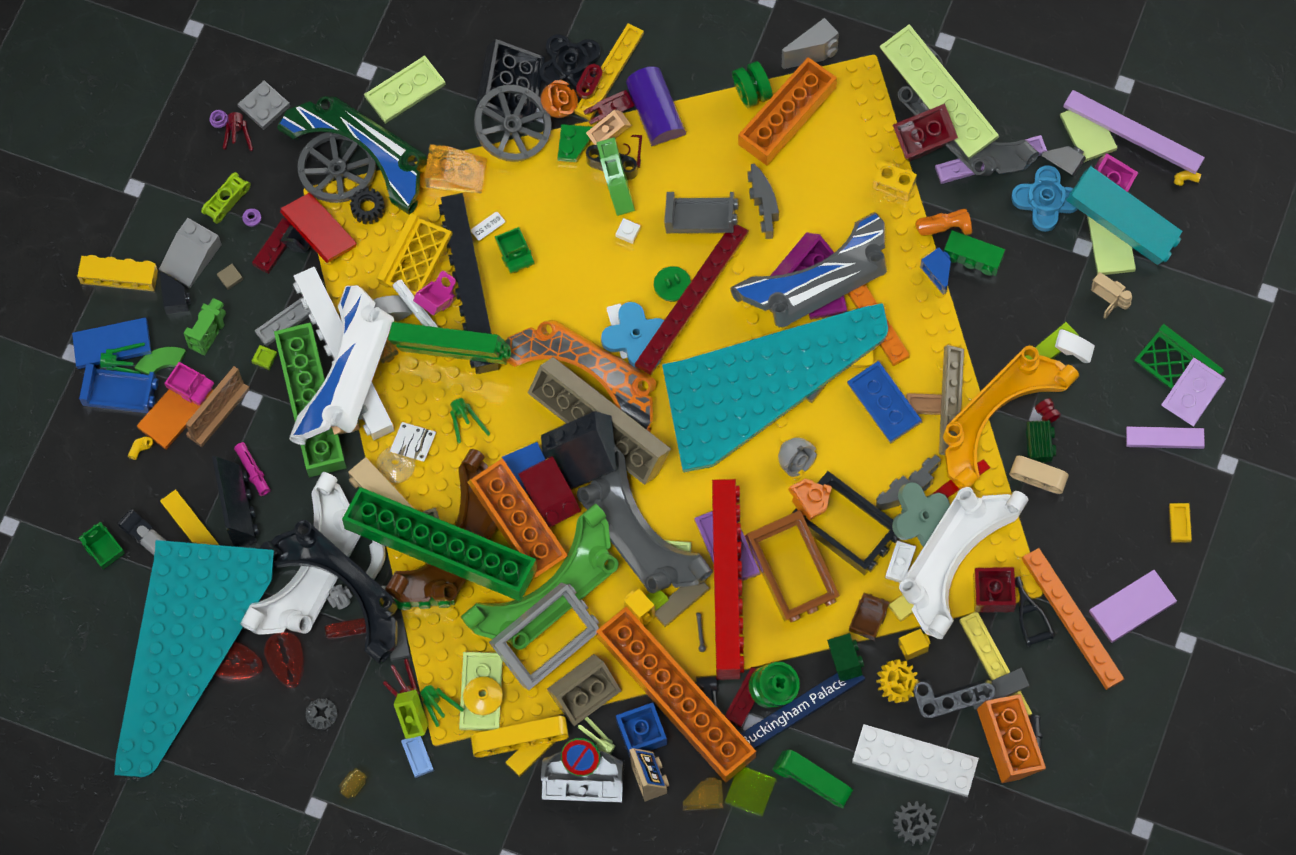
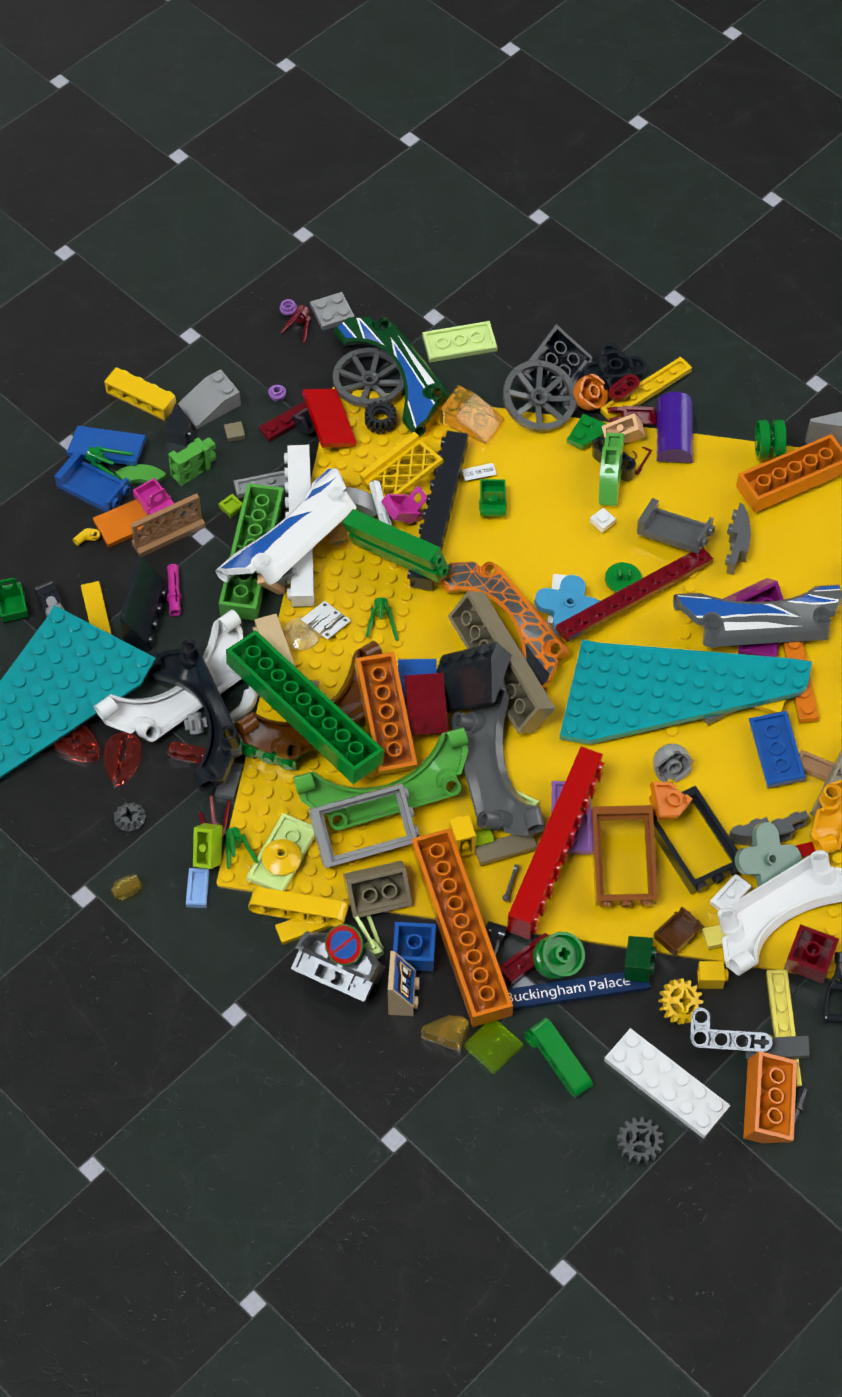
camera: 20 degrees right, 10 degrees down
(233, 187) = (262, 368): lime piece -> none

